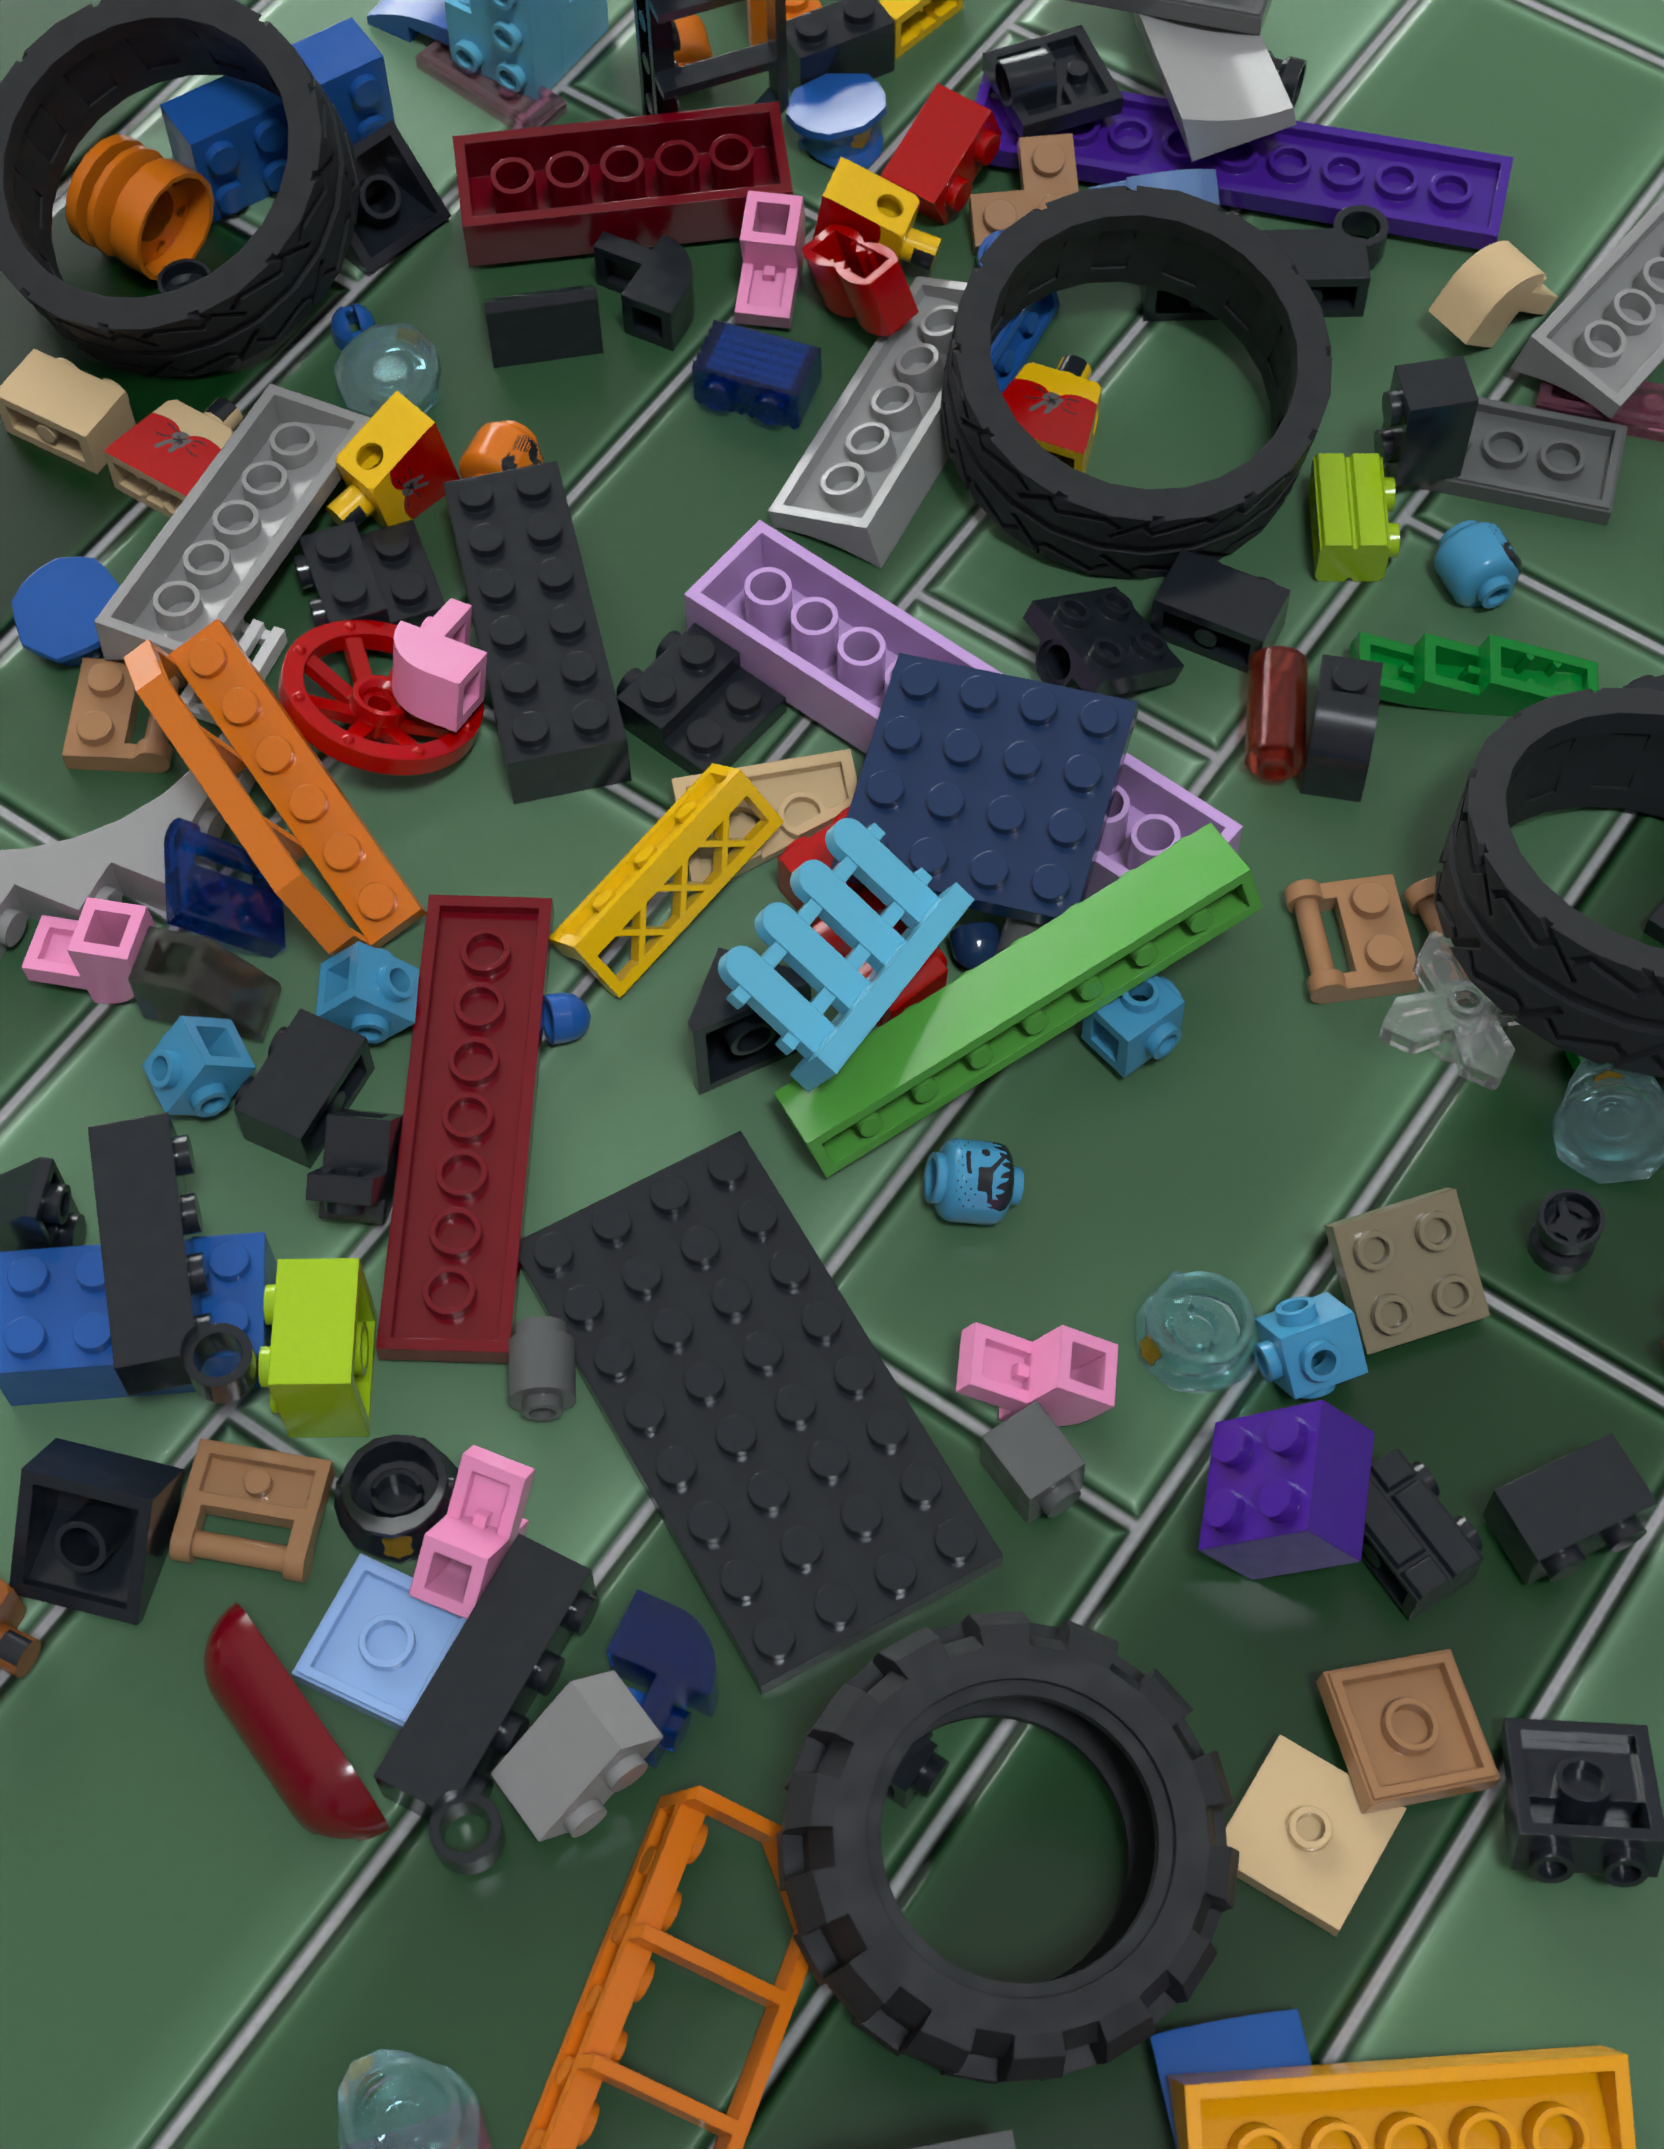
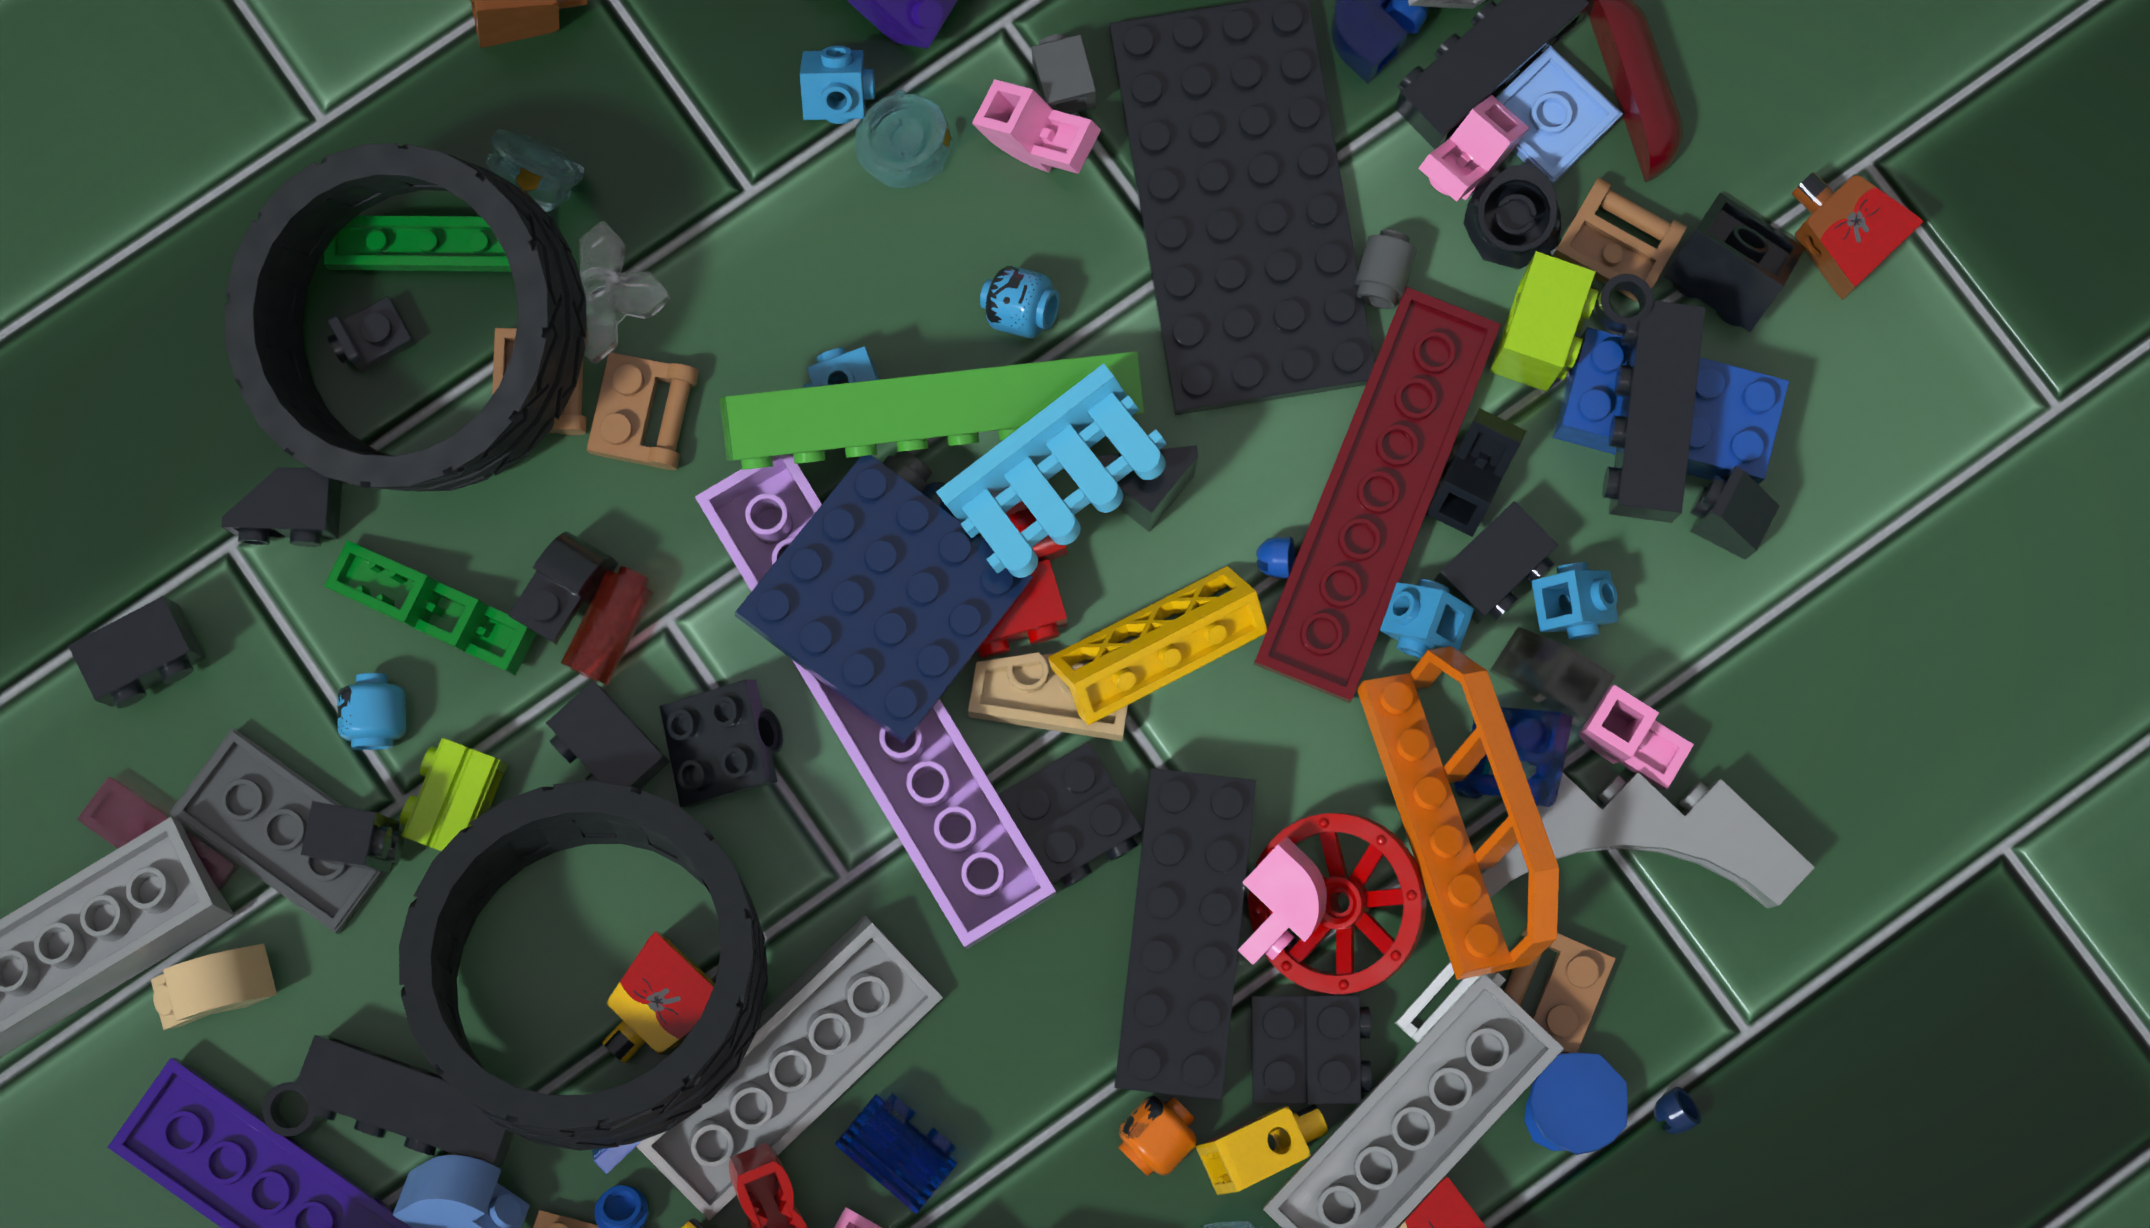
camera: 160 degrees left, 20 degrees up
(1408, 1269) = (738, 115): dark tan plate -> none
(1572, 1217) = (603, 101): black wheel -> none

